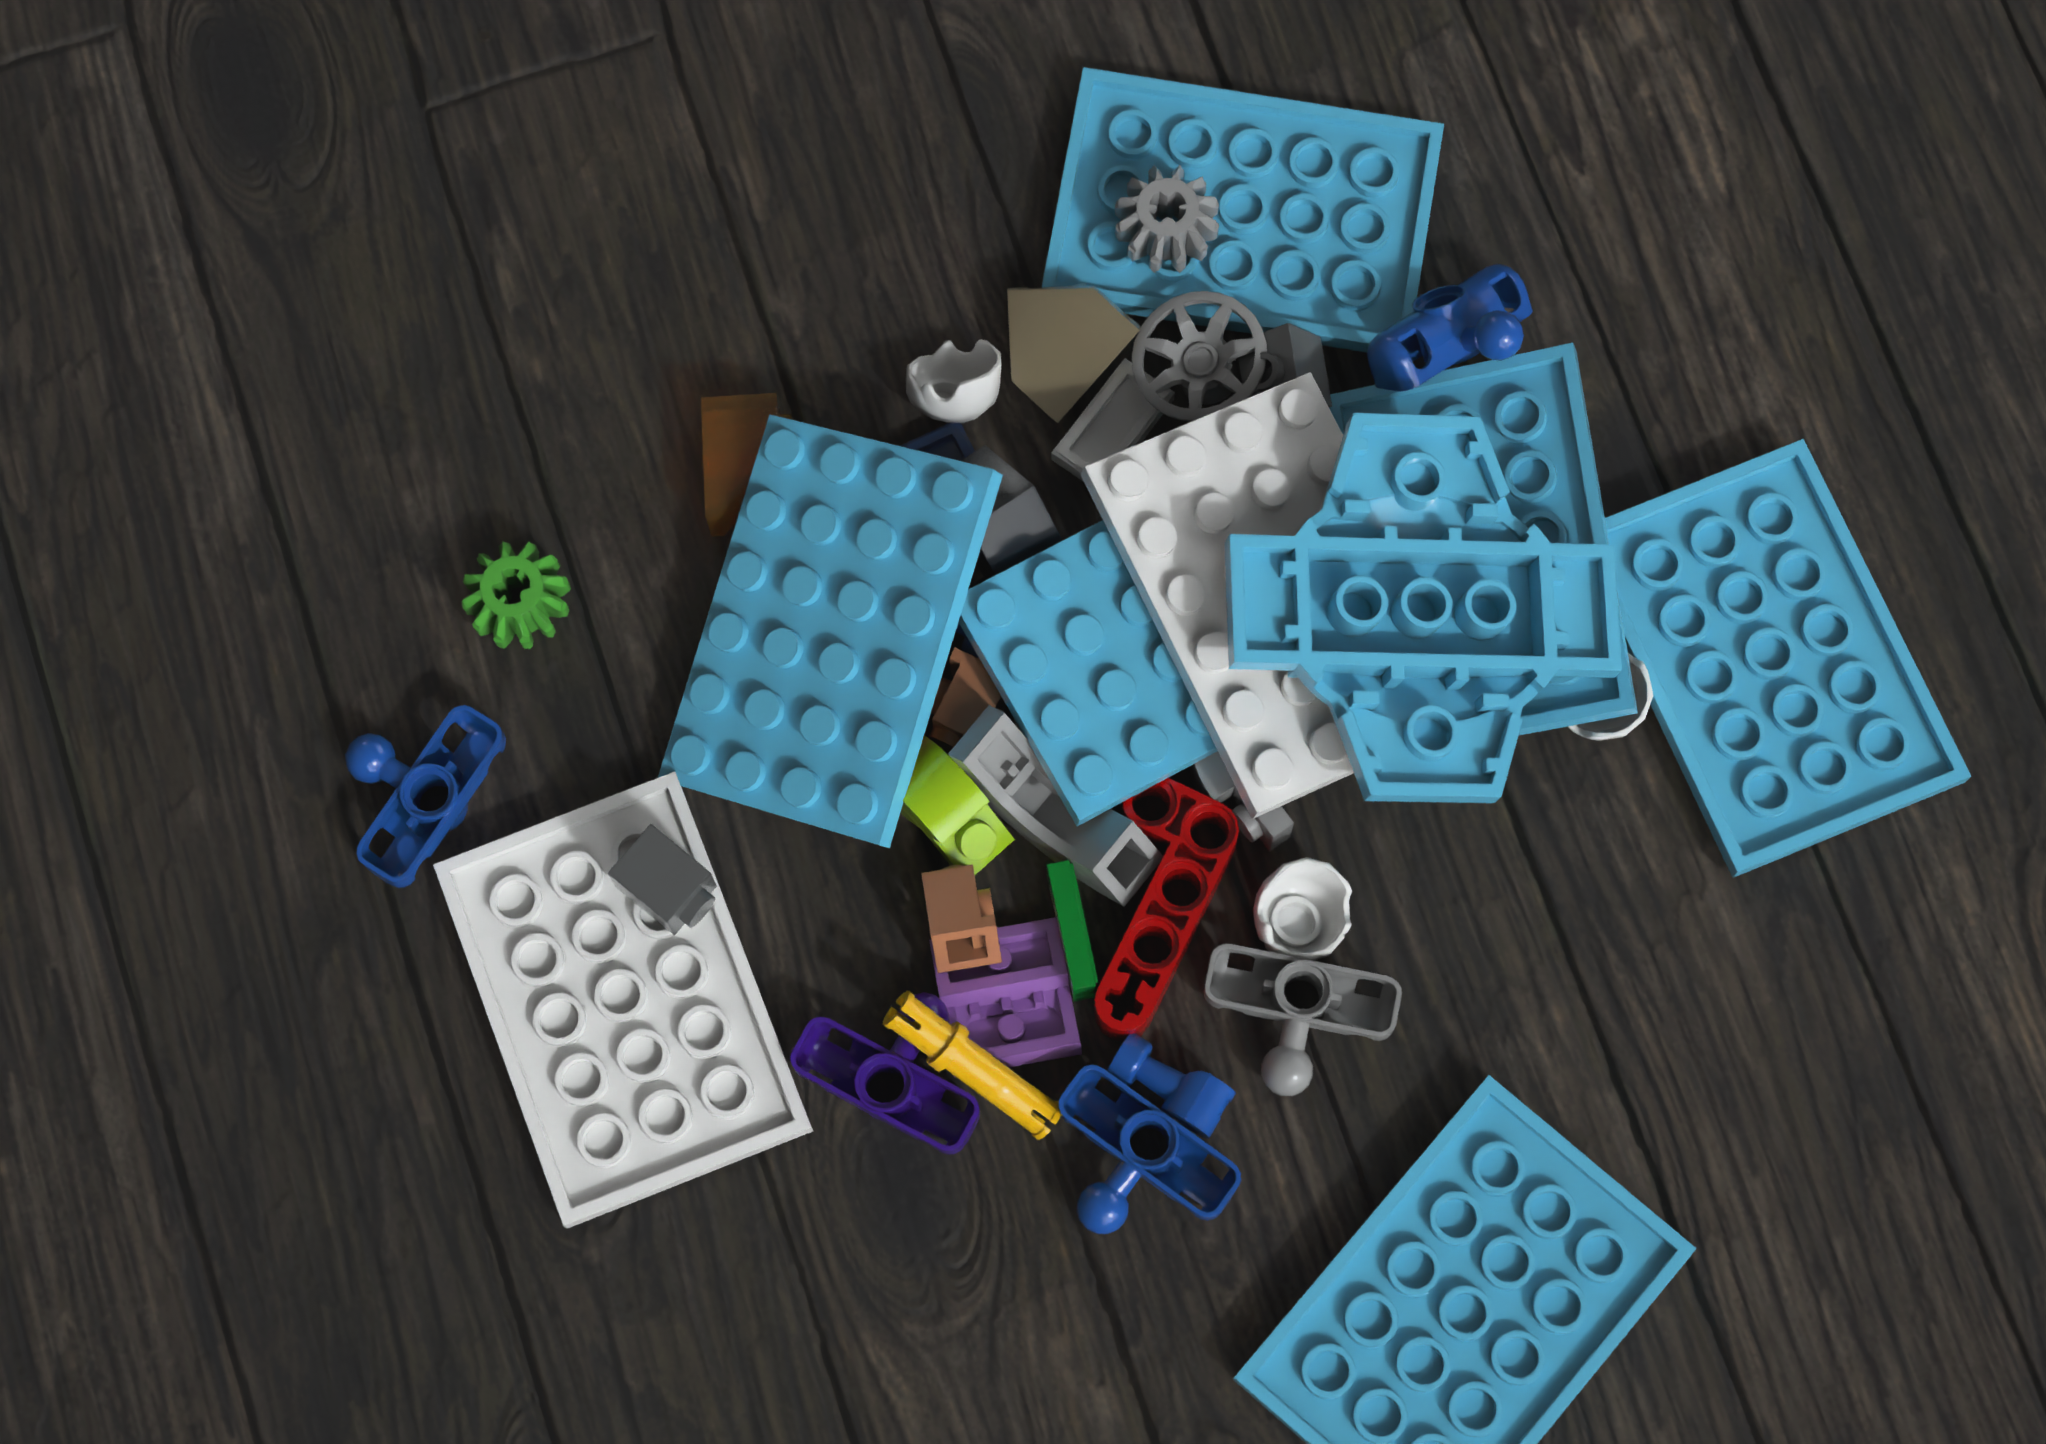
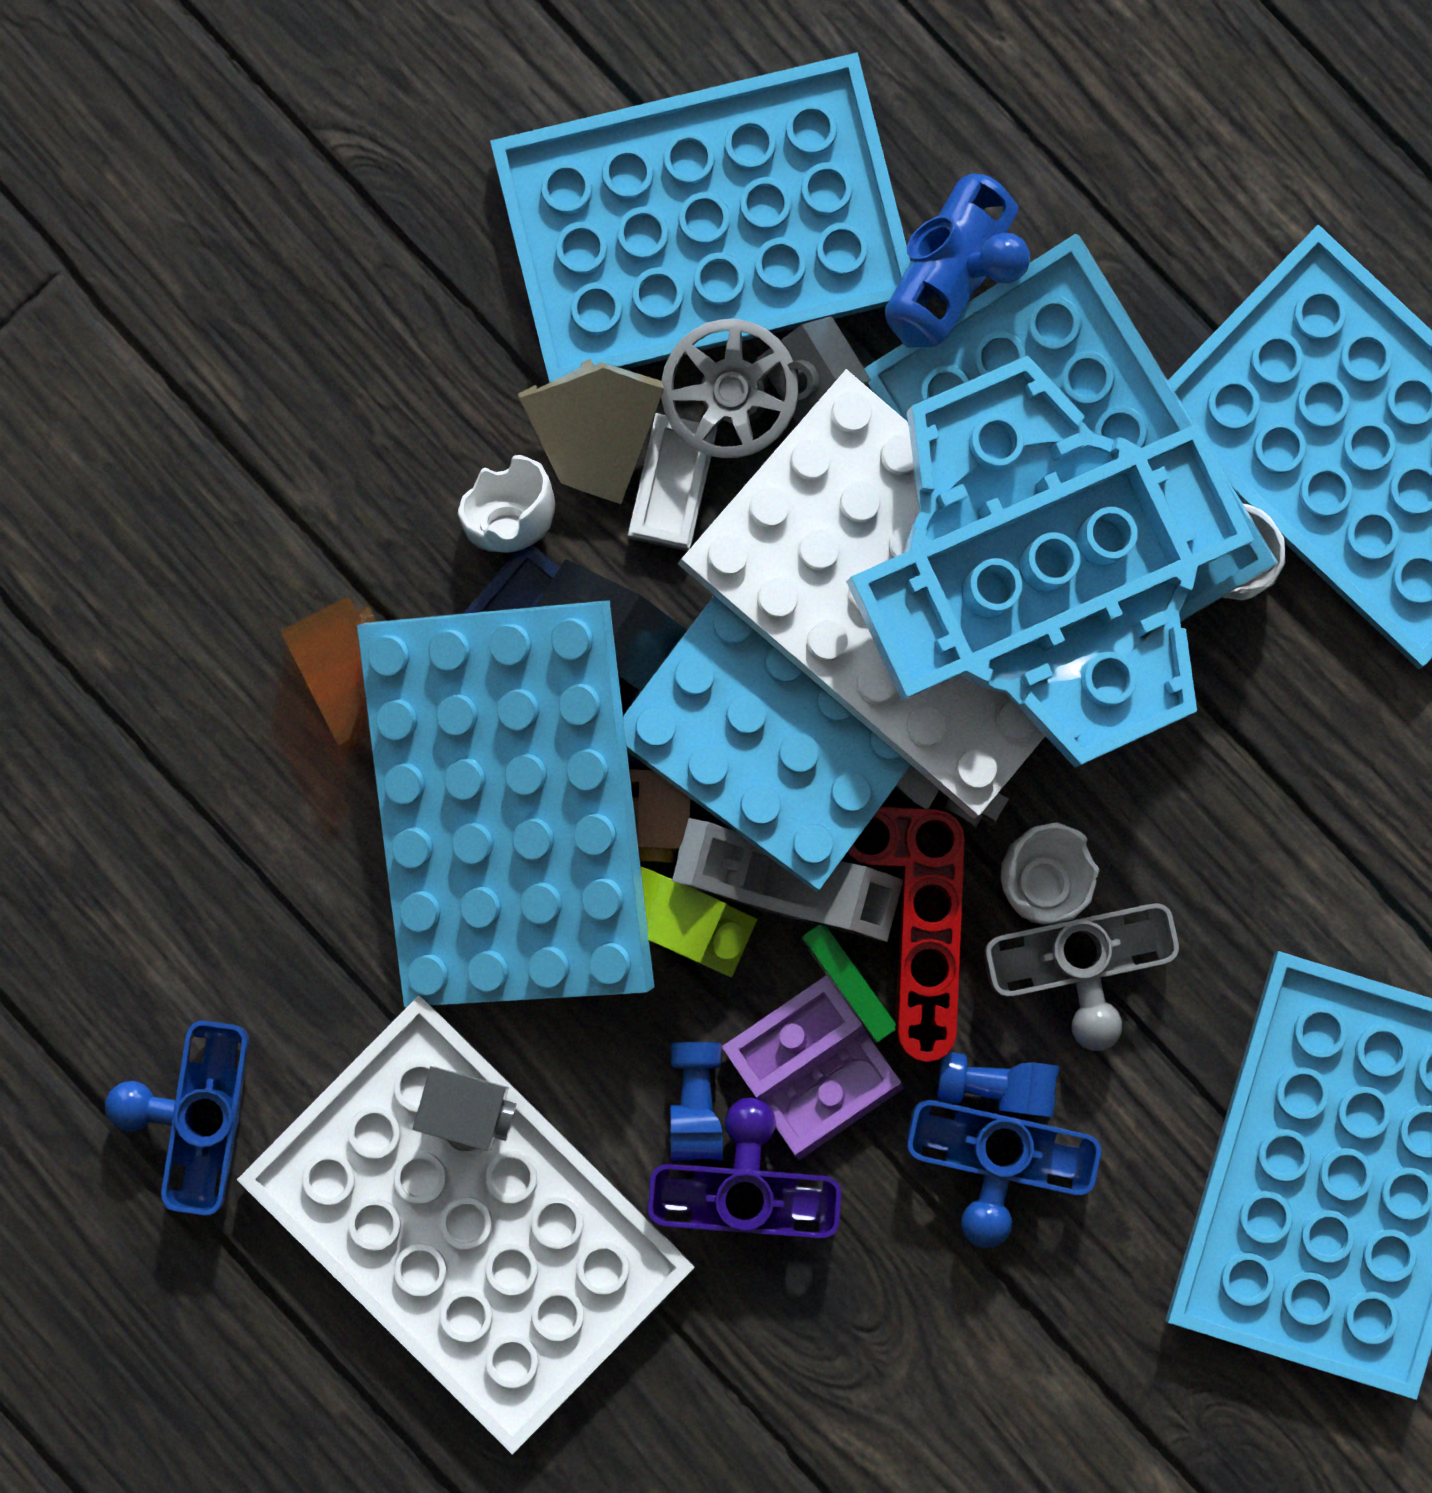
camera: 30 degrees left, 10 degrees up
(494, 591) = (213, 894): bright green gear -> none
(872, 995) = (694, 1126): none -> blue leg
(951, 1049) = (793, 1145): yellow pin -> none
(960, 919) = (744, 1019): nougat brick -> none
(1164, 200) = (630, 248): light grey gear -> none

